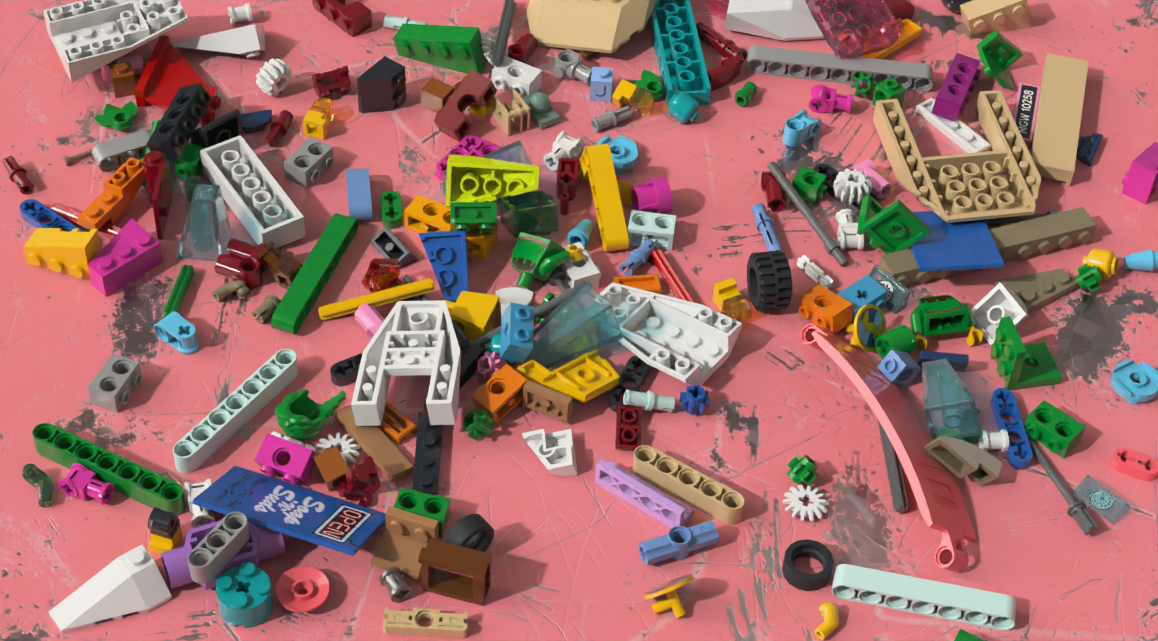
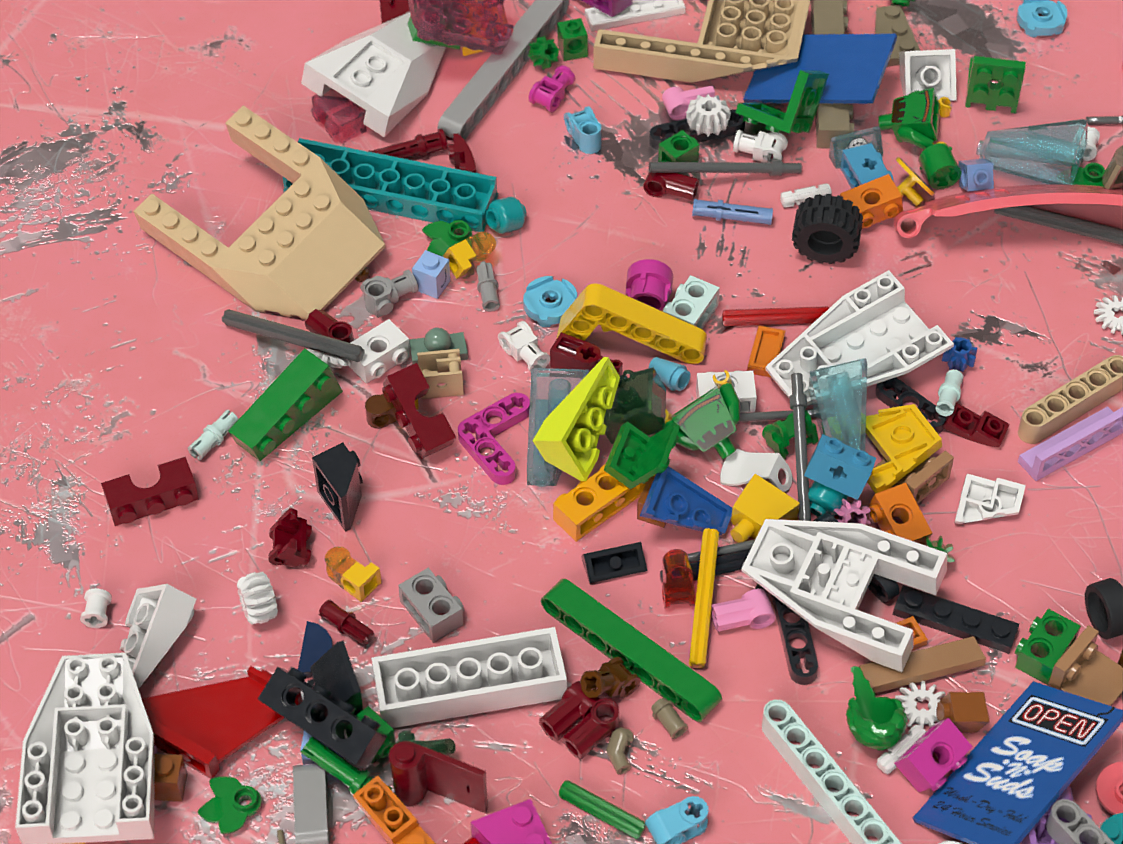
camera: 65 degrees left, 5 degrees up
(205, 226) = (524, 742): clear light blue slope -> none
(359, 194) = (511, 568): medium blue beam -> none
(360, 481) = (998, 686): dark red piece -> none
(387, 210) = (547, 544): green beam -> none
(435, 95) = (372, 438): dark orange brick -> none
(638, 257) = (727, 334): medium blue pin -> none
(731, 301) = (828, 277): leg -> none
(743, 96) = (508, 158): green pin -> none
(802, 470) = (1085, 298): green gear -> none
(957, 361) = (973, 139): dark blue tile -> none
(1013, 428) = (1049, 115): blue beam -> none
(1053, 429) = (1086, 94): green brick -> none

